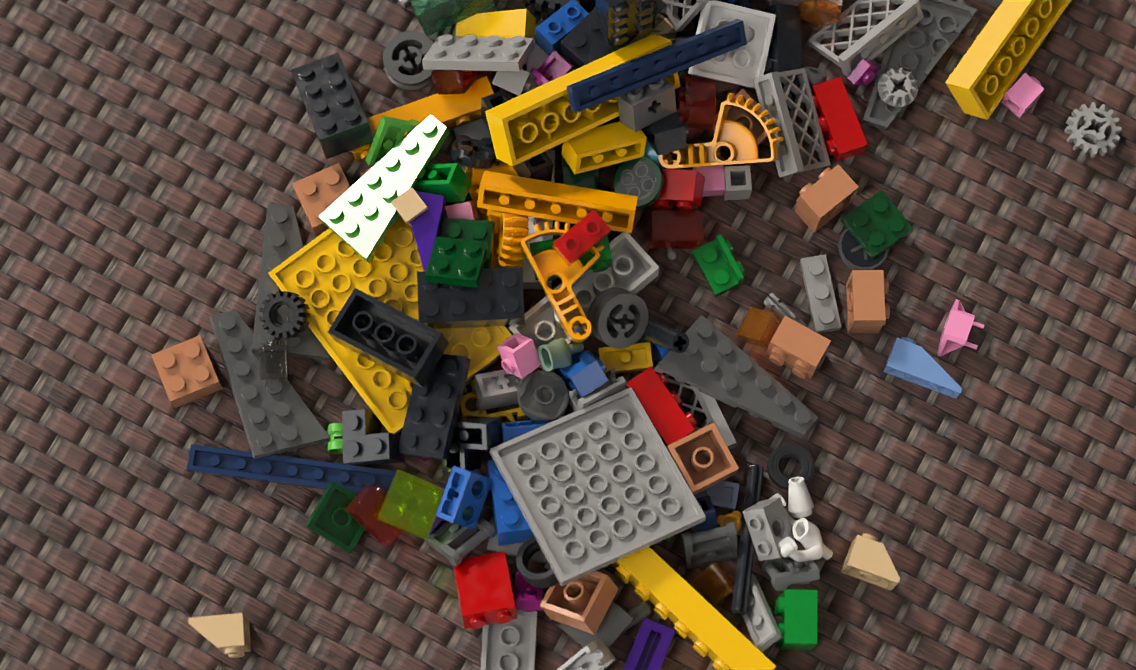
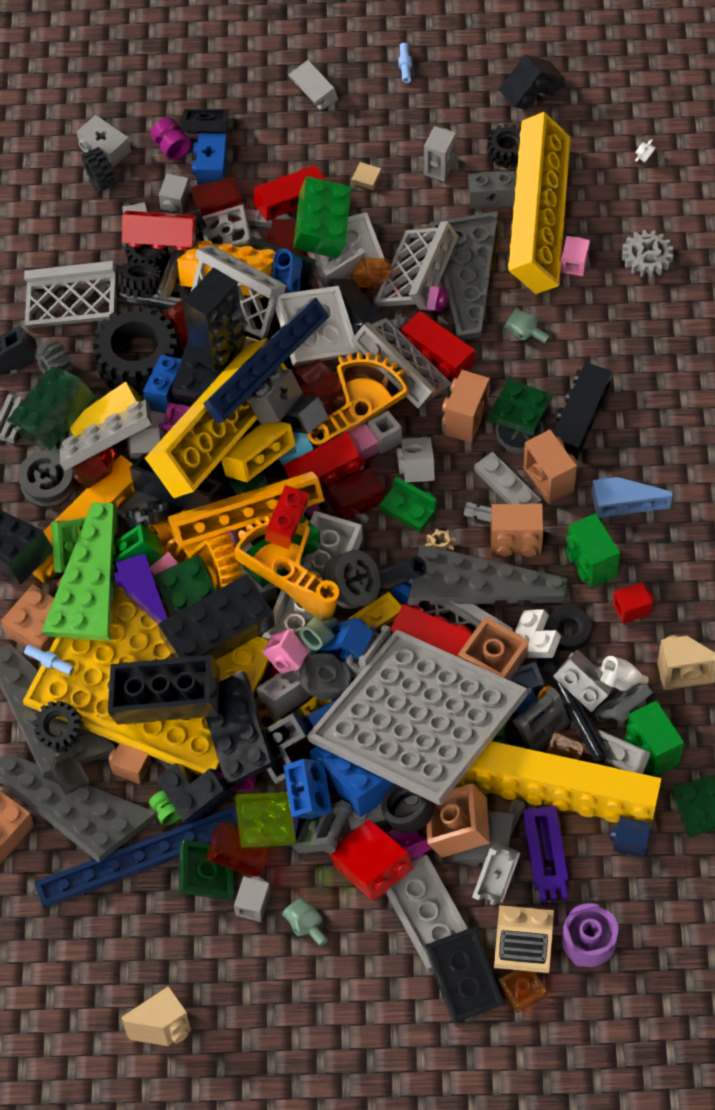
camera: 25 degrees left, 15 degrees down
(309, 248) = (49, 659): none -> light blue bar
(332, 378) = (129, 763): none -> nougat brick
(366, 564) = (252, 898): none -> light grey brick
(399, 610) = (305, 920): none -> sand green piece
(409, 205) = (119, 574): tan tile -> none
(456, 262) = (188, 597): dark green plate -> none
(640, 178) = (302, 460): tile -> none
(724, 314) = (441, 540): none -> tan gear
(749, 227) = (416, 459): none -> light grey brick
(749, 458) = (531, 626): none -> white plate
(758, 327) = (473, 533): clear orange piece -> none
(799, 499) = (592, 646): white cone -> none
(853, 407) = (592, 551): none -> green brick
(863, 475) = (633, 602): none -> red brick
(898, 98) = (479, 301): light grey gear -> none
(931, 143) = (524, 326): none -> sand green piece
(932, 257) = (582, 407): none -> black brick
(957, 330) = (637, 454): bright pink piece -> none

